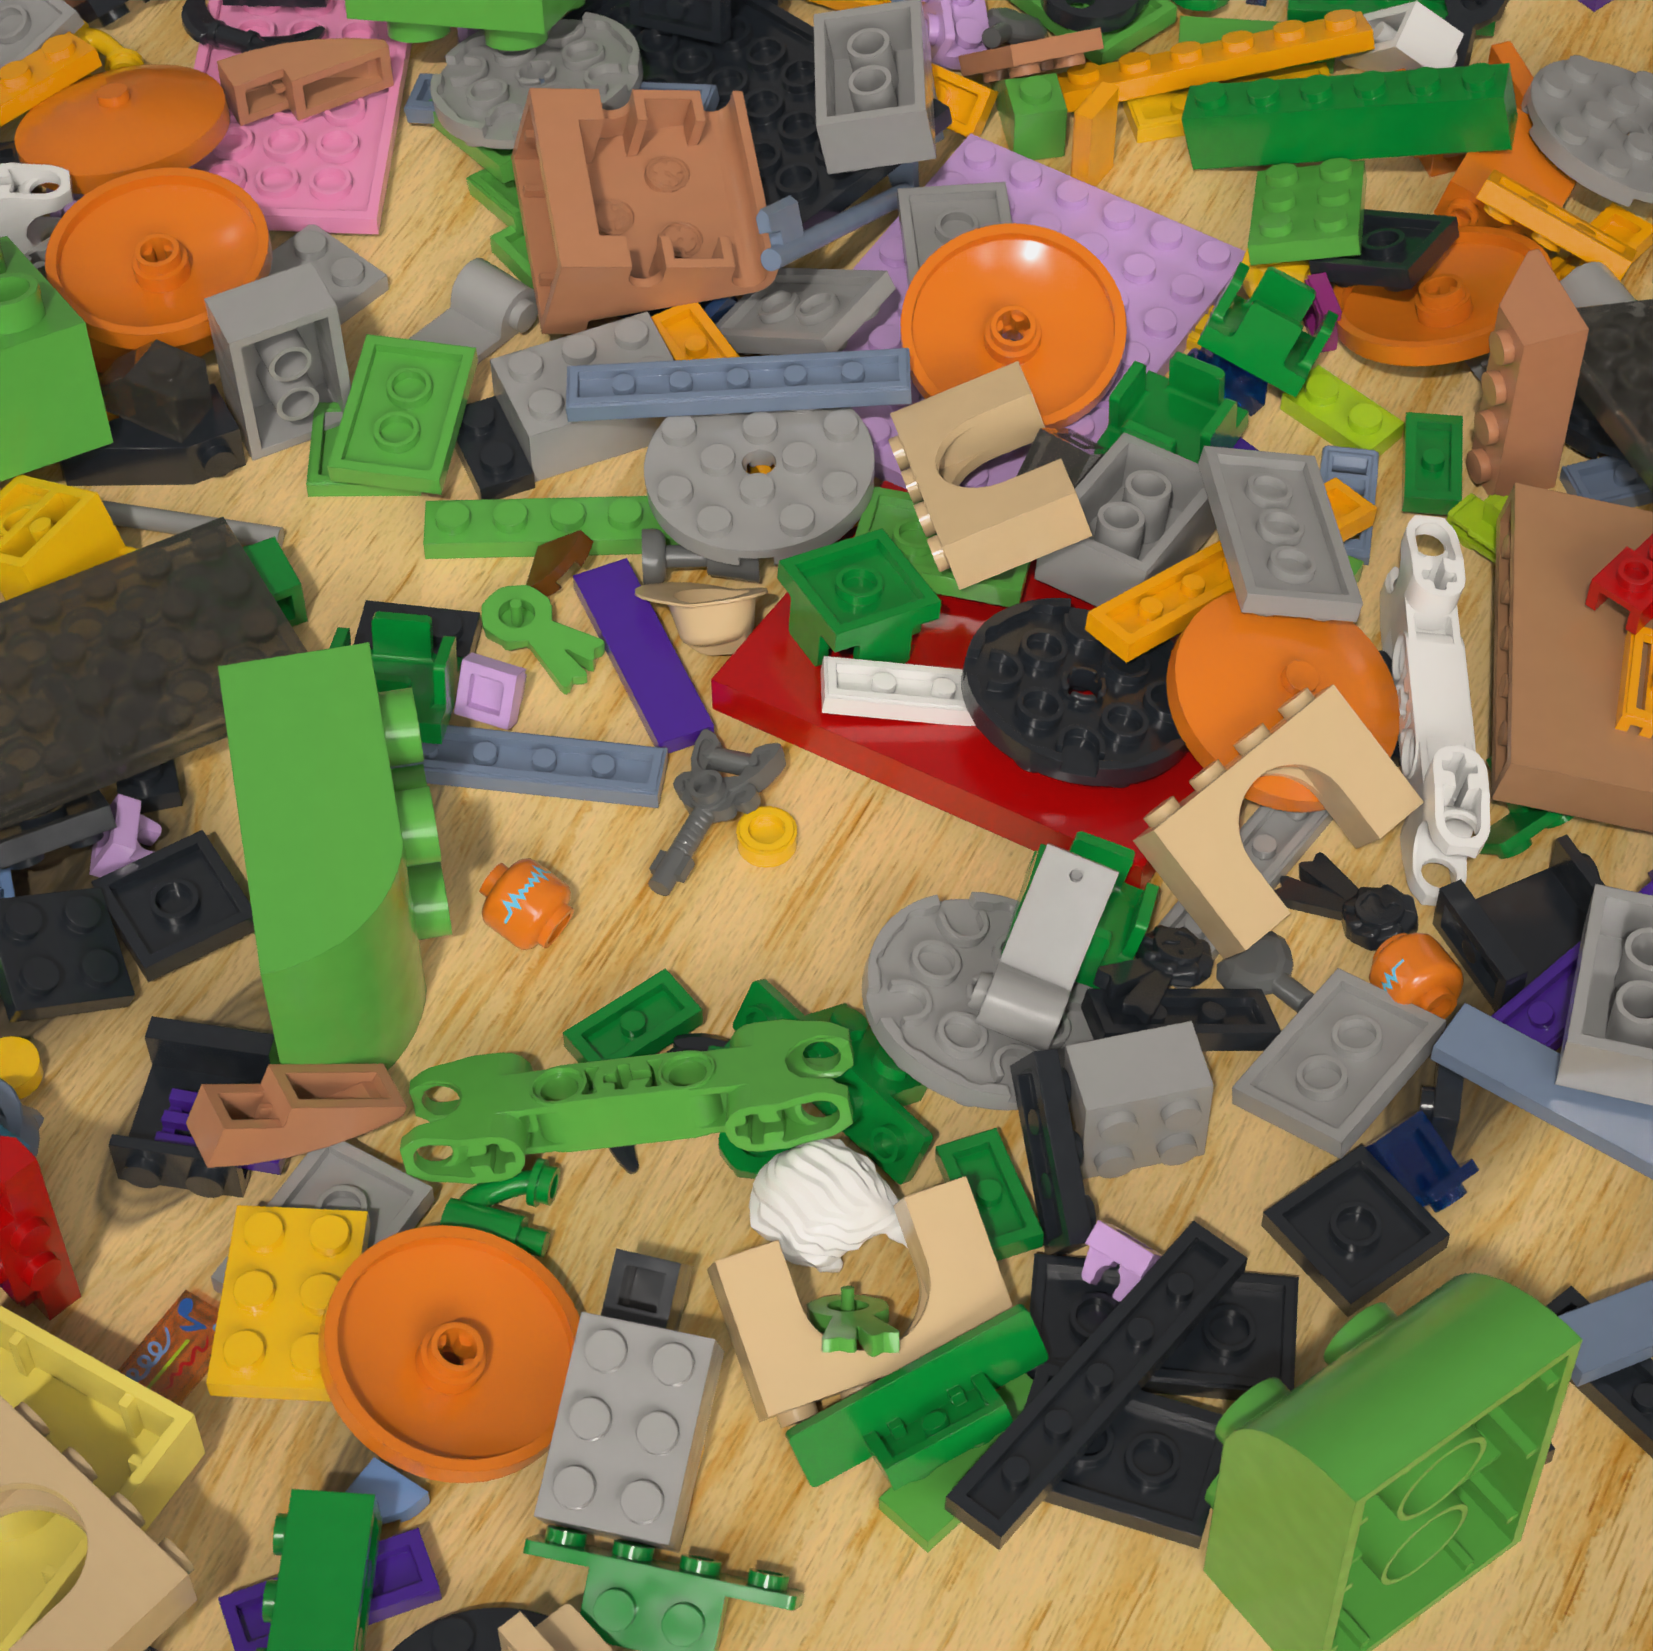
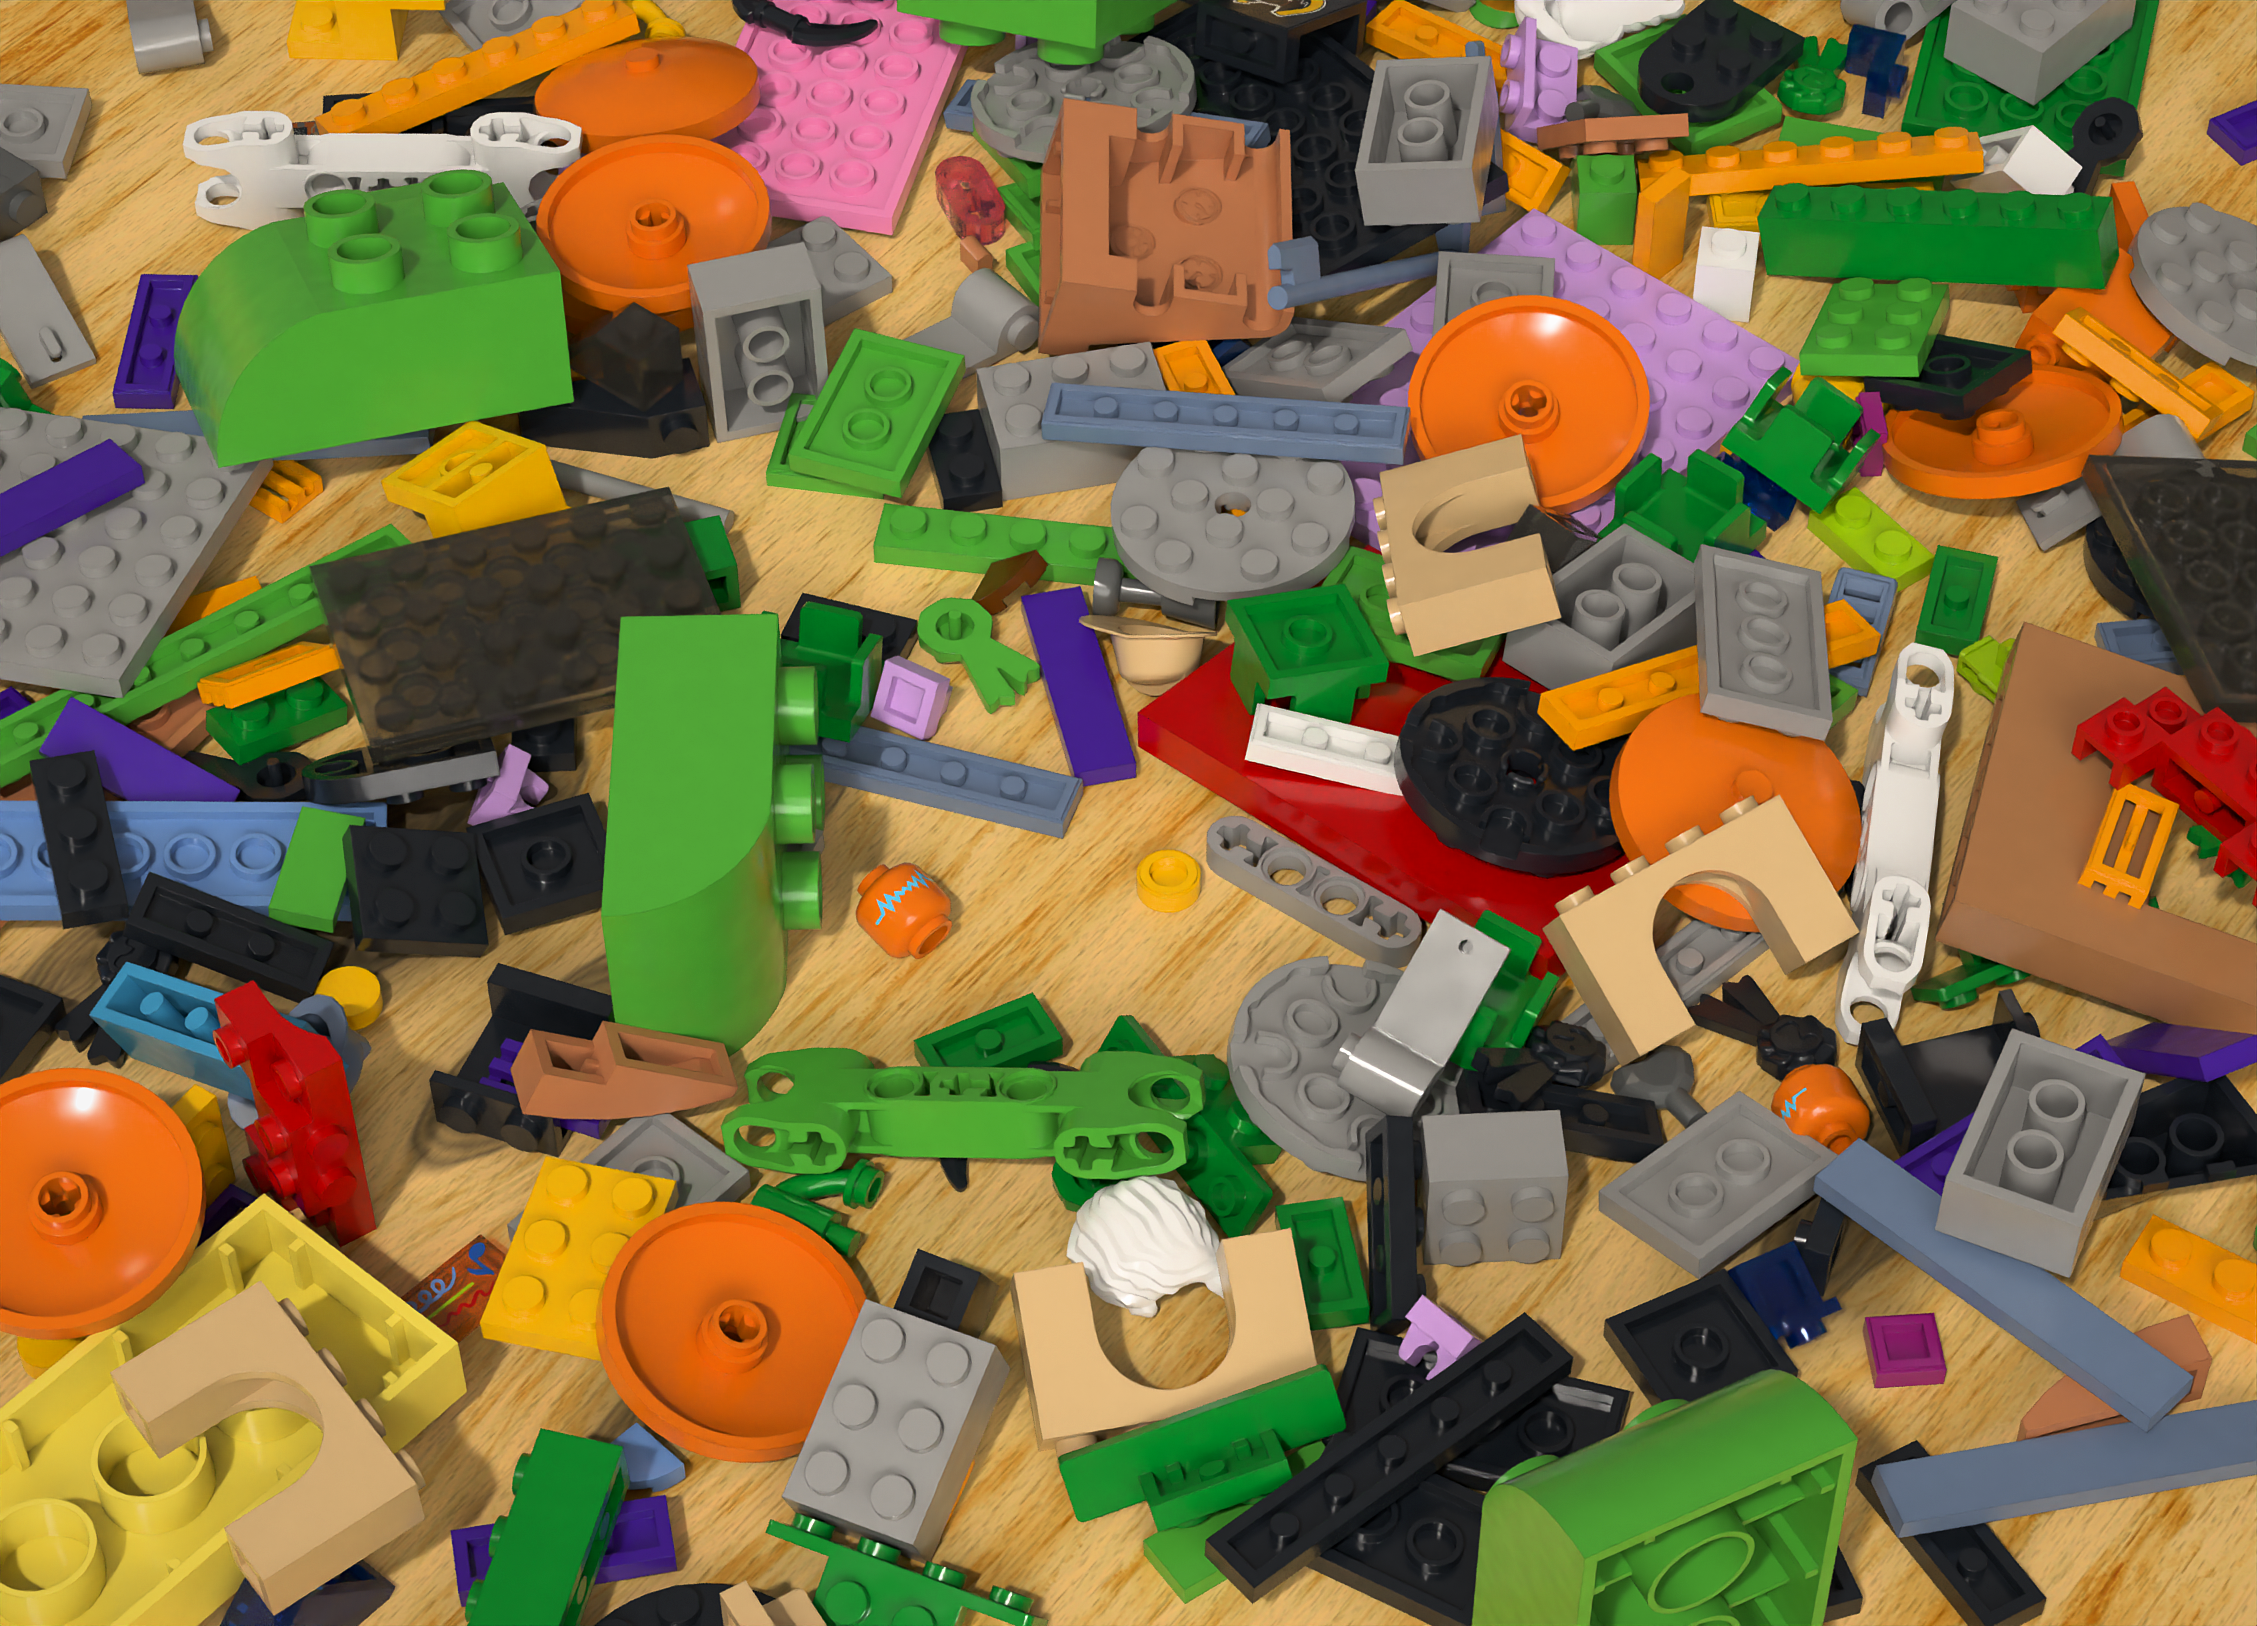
camera: 10 degrees right, 5 degrees down
(304, 76) = (844, 66): nougat slope -> none
(454, 187) = (979, 197): none -> clear pink beam
(461, 245) = (974, 254): none -> nougat piece
(713, 799) = (1119, 836): dark grey piece -> none
(853, 1318) = (1150, 1359): bright green piece -> none
(908, 820) = (1320, 883): none -> light grey beam
(1159, 172) = (1726, 271): none -> white slope
(1528, 382) = (2061, 521): nougat slope -> none
(1537, 1197) = (1904, 1350): none -> magenta tile

